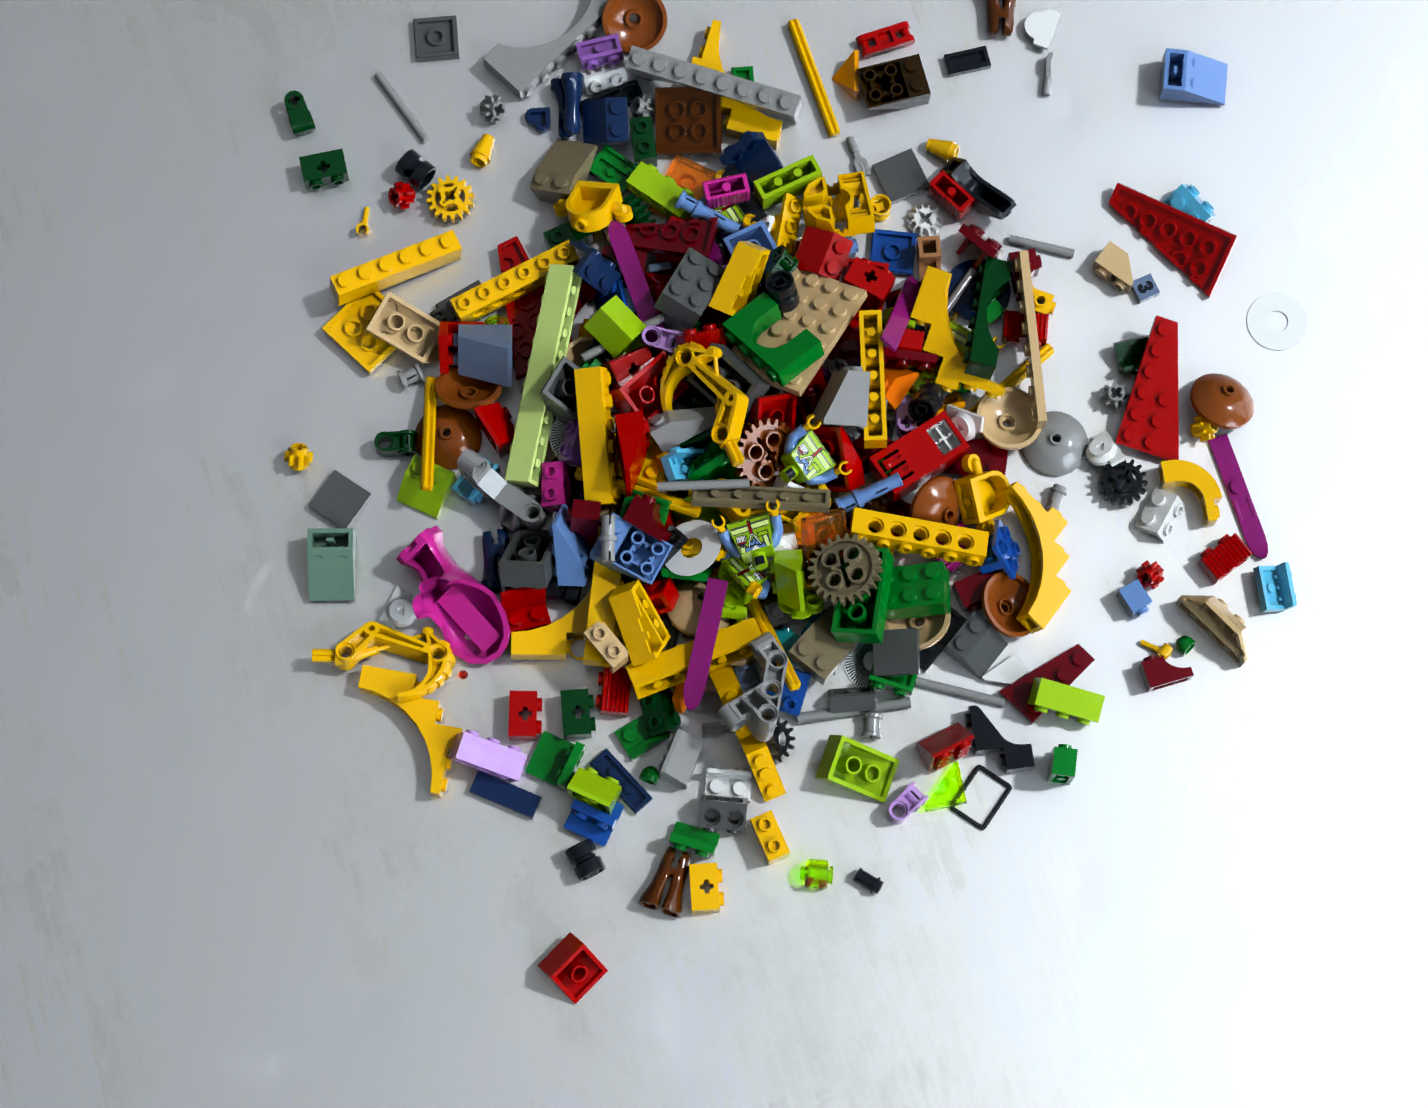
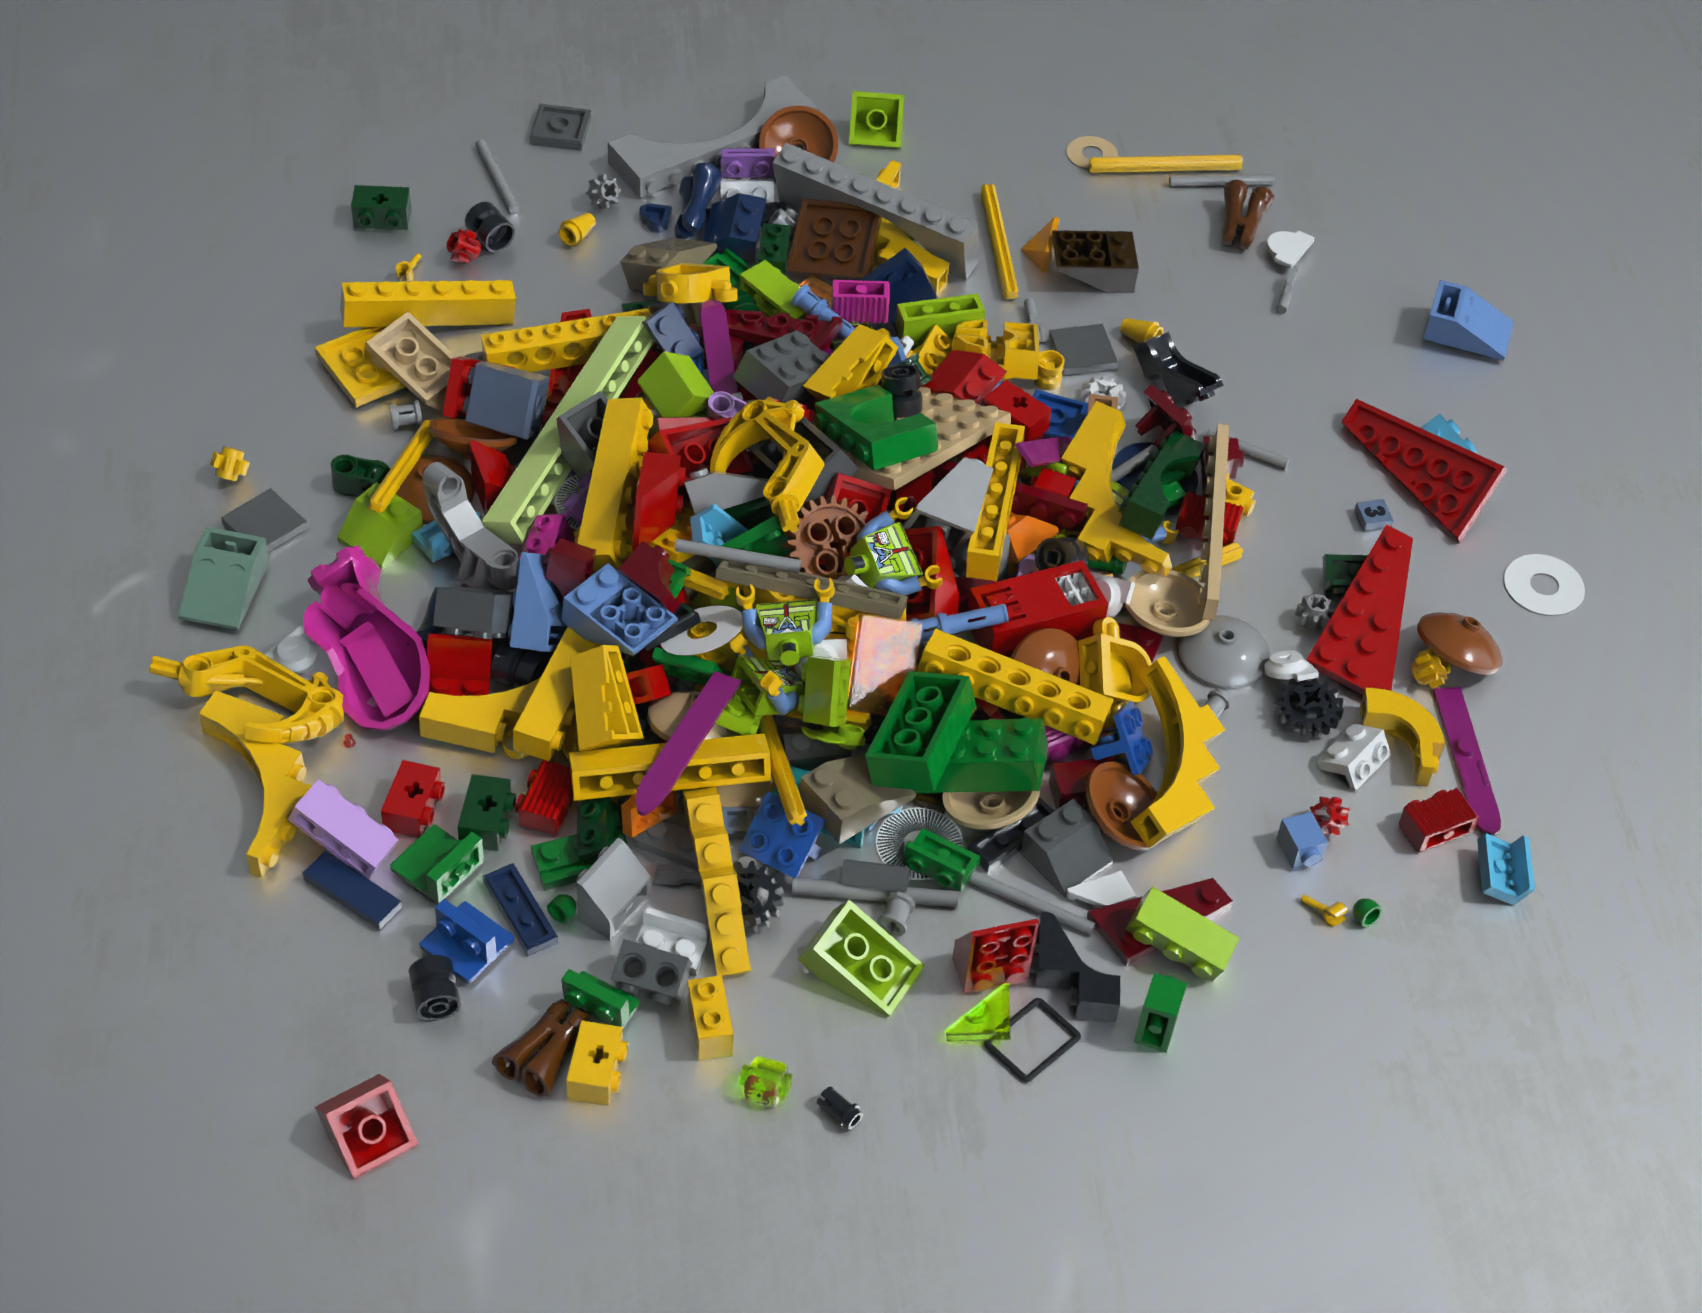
camera: 10 degrees right, 25 degrees down
(299, 115) = (371, 155): dark green piece -> none
(452, 208) = (519, 261): yellow gear -> none
(594, 790) = (476, 896): lime slope -> none
(607, 645) = (553, 713): tan window -> none
(608, 538) = (590, 581): light grey pin -> none
(756, 707) = (742, 814): light grey connector -> none
(825, 575) = (927, 685): dark tan gear -> none
(885, 39) = (1095, 220): red plate -> none
(898, 653) = (953, 823): dark grey tile -> none
(909, 801) = (924, 1016): lavender piece -> none
(950, 195) = (1140, 368): red brick -> none
(967, 61) = (1190, 262): black tile -> none
(1115, 266) = (1337, 481): tan slope -> none
(1160, 674) = (1326, 938): dark red arch -> none
(1218, 623) = (1414, 891): tan wedge -> none

